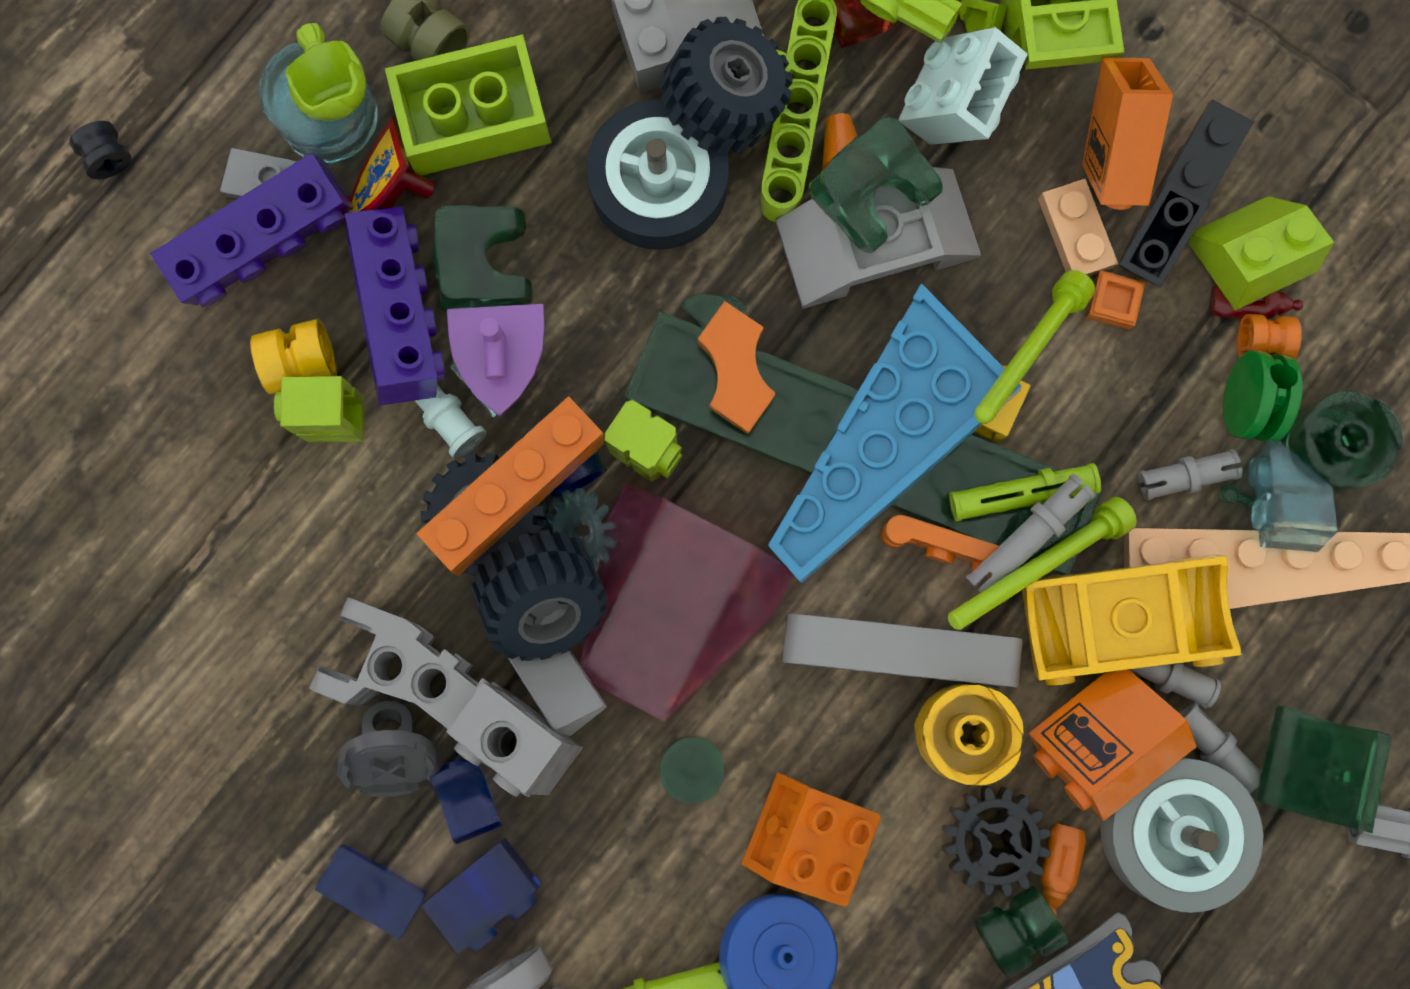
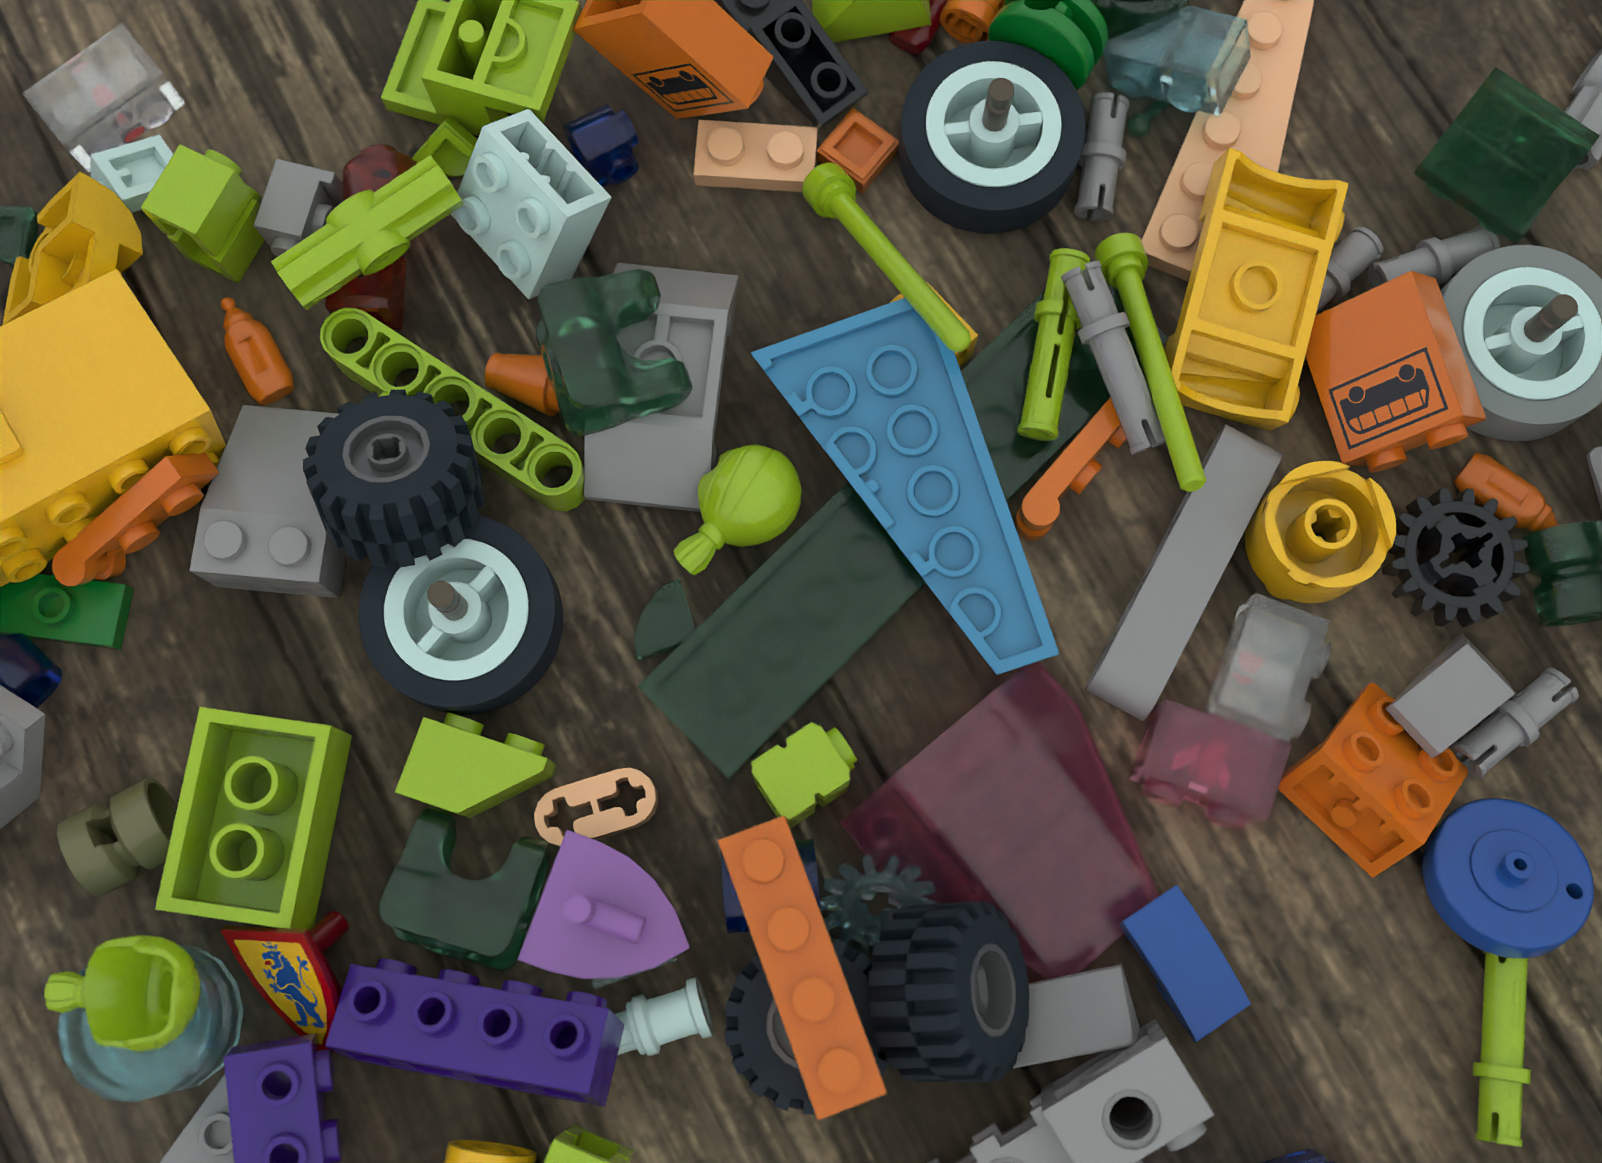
camera: 65 degrees left, 5 degrees down
(556, 225) = (468, 772): none -> lime slope
(578, 314) = (592, 792): none -> light nougat beam
(627, 752) = (1186, 963): none -> blue slope
(692, 769) = (1240, 887): clear green wheel -> none
(732, 345) = (784, 627): orange tile -> none
(770, 719) = (1209, 764): none -> clear pink brick
(817, 326) = (742, 503): none -> lime hair
(853, 736) = (1269, 668): none -> clear brick
(892, 871) = (1450, 697): none -> light grey slope
(894, 927) = (1515, 722): none -> light grey pin
(1034, 121) = (604, 144): none -> clear blue plate
(1165, 386) = (990, 136): none -> wheel

